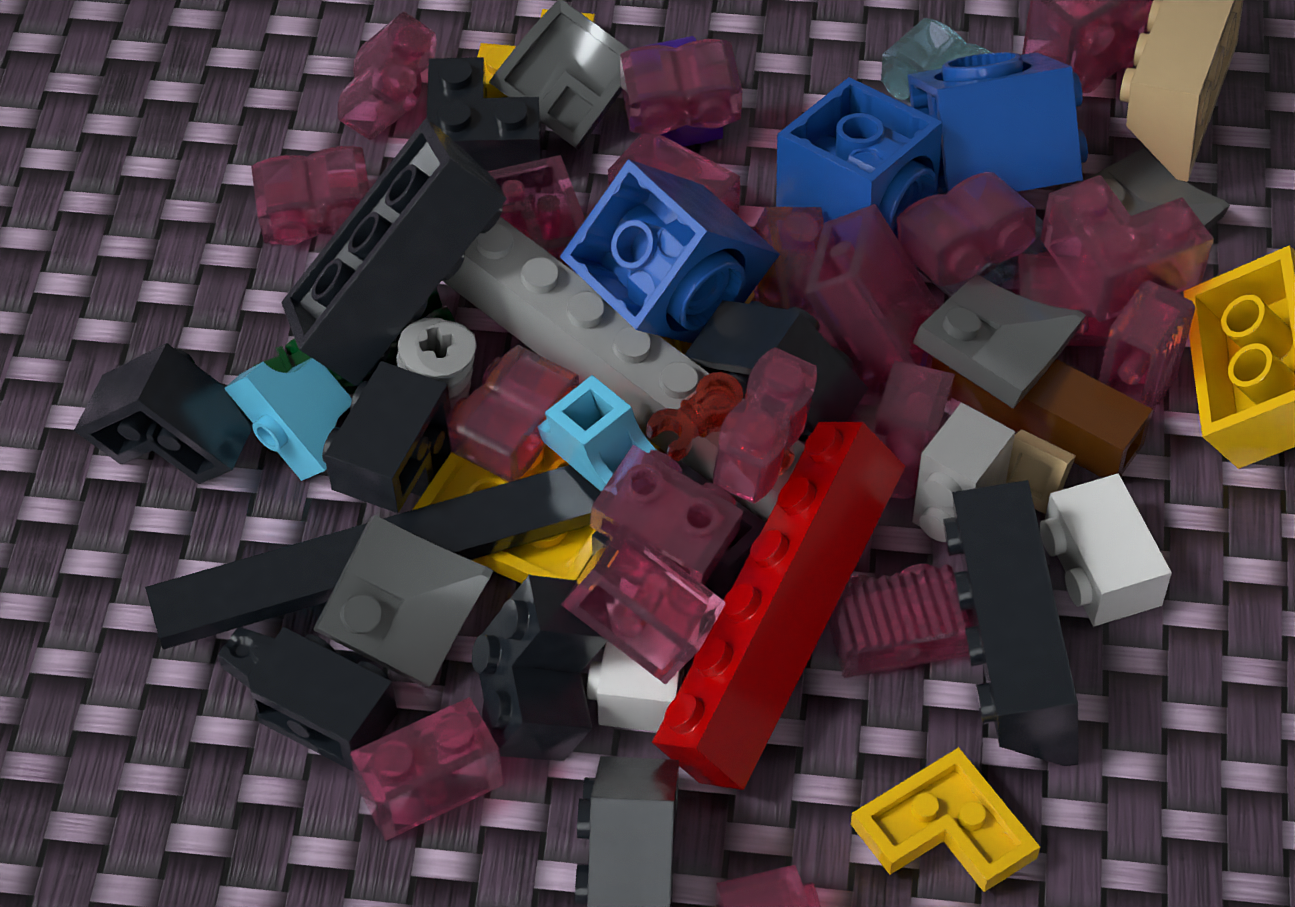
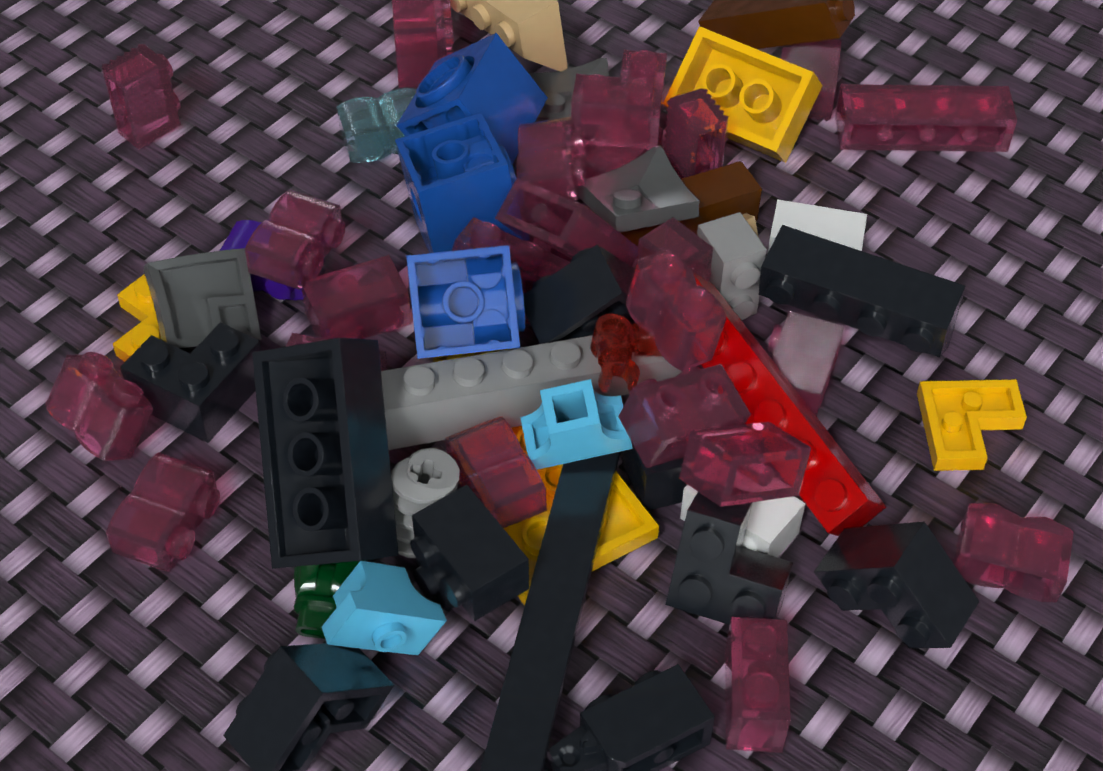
camera: 60 degrees left, 5 degrees down
(402, 601) = (607, 623): dark grey plate -> none

